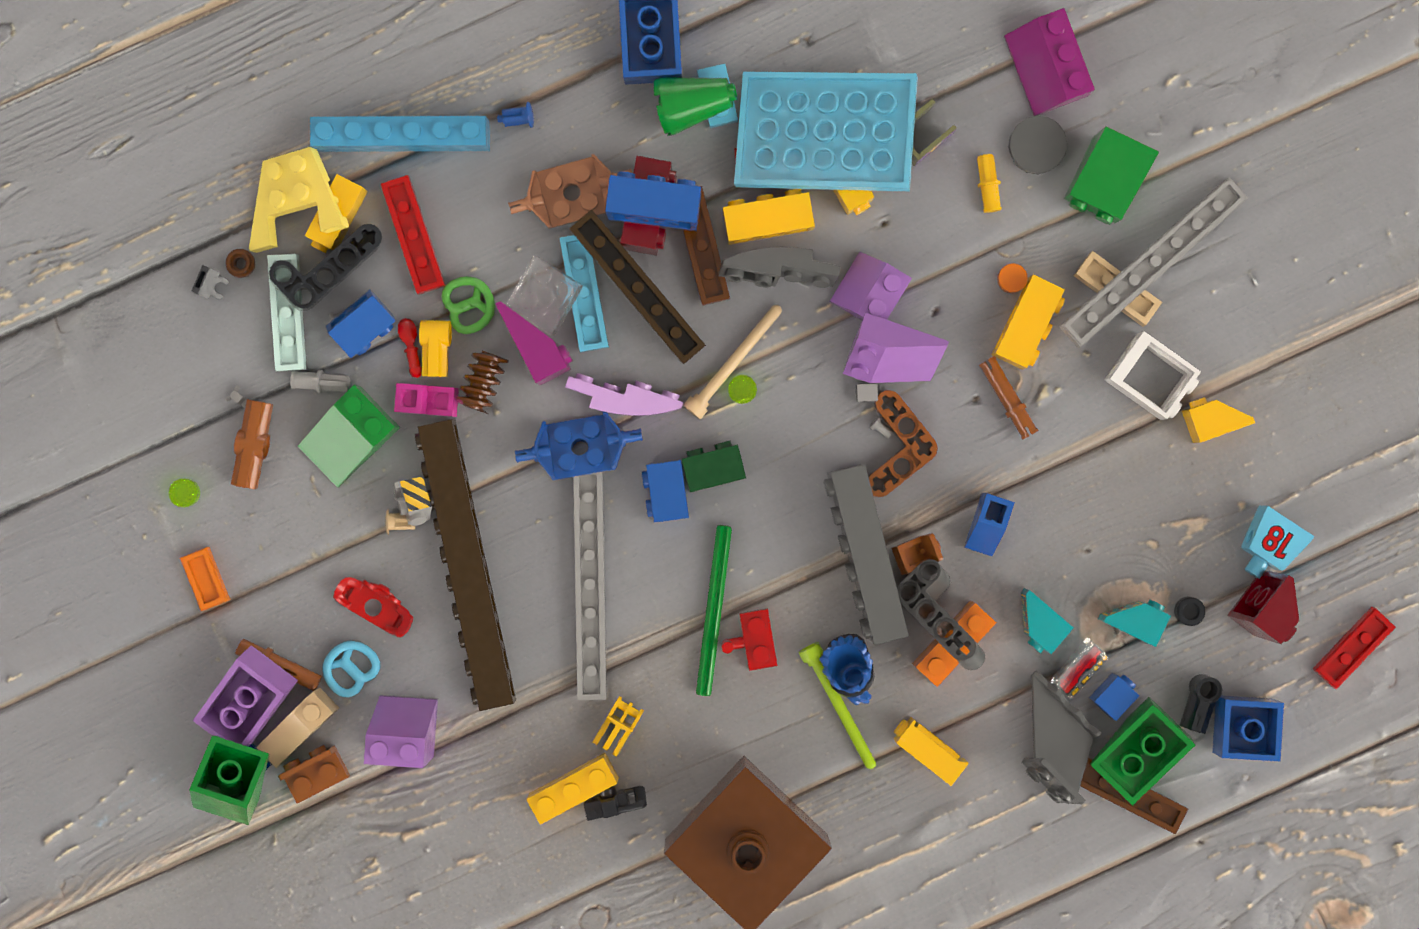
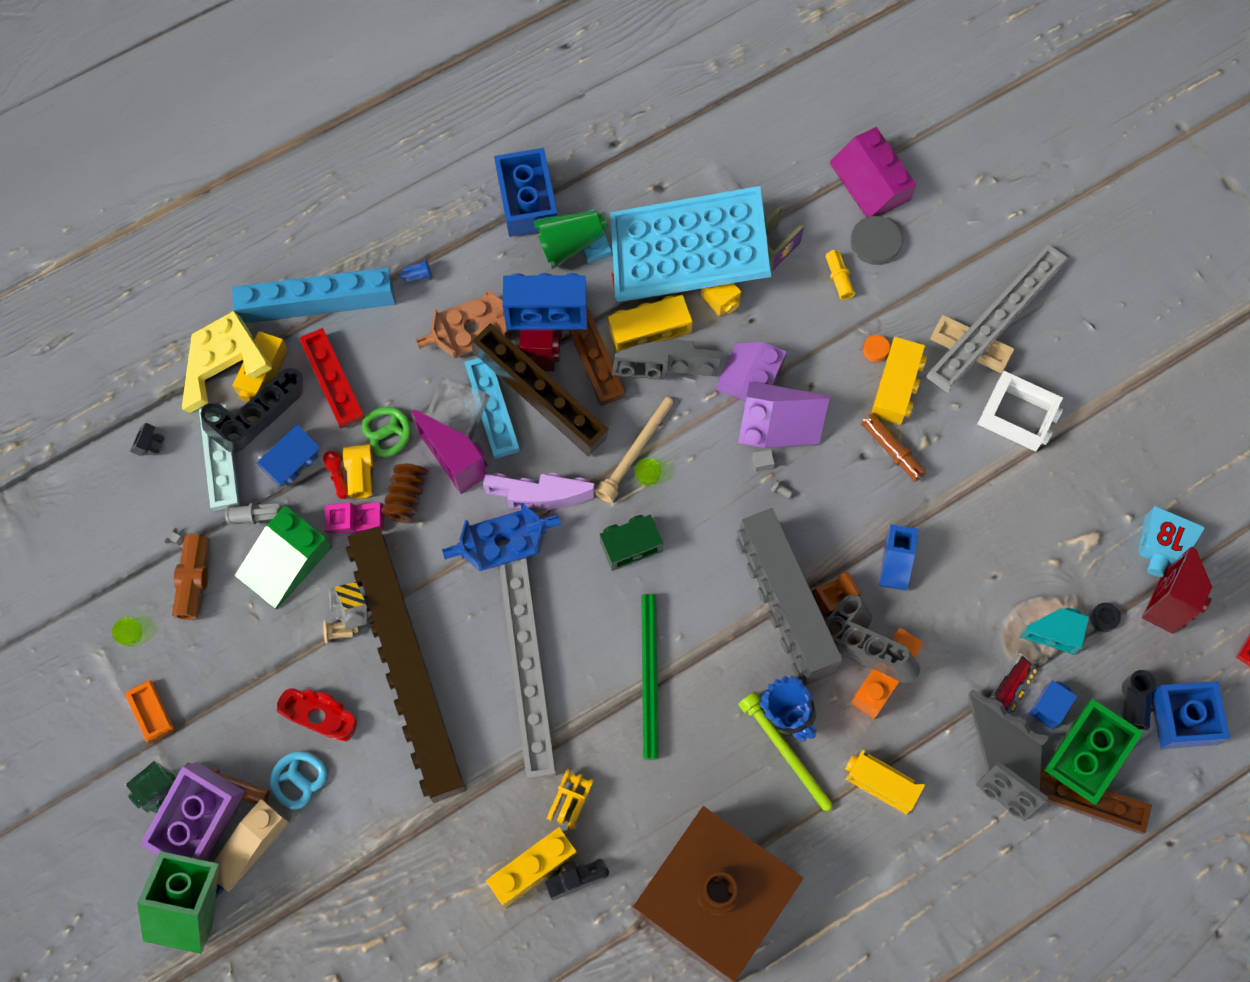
camera: 10 degrees left, 20 degrees down
(208, 666) = (150, 787): none -> clear green brick
(231, 263) = (171, 415): reddish brown plate -> none
(314, 774) = (266, 890): dark orange bracket -> none
(401, 732) = (353, 832): medium lavender slope -> none
(666, 491) = (590, 569): blue brick -> none
(756, 640) = (694, 698): red plate -> none
(909, 452) = (811, 506): dark orange beam -> none
(1042, 623) = (967, 643): teal slope -> none
(1110, 175) = (945, 249): green slope -> none
(1213, 419) = (1084, 440): yellow slope -> none

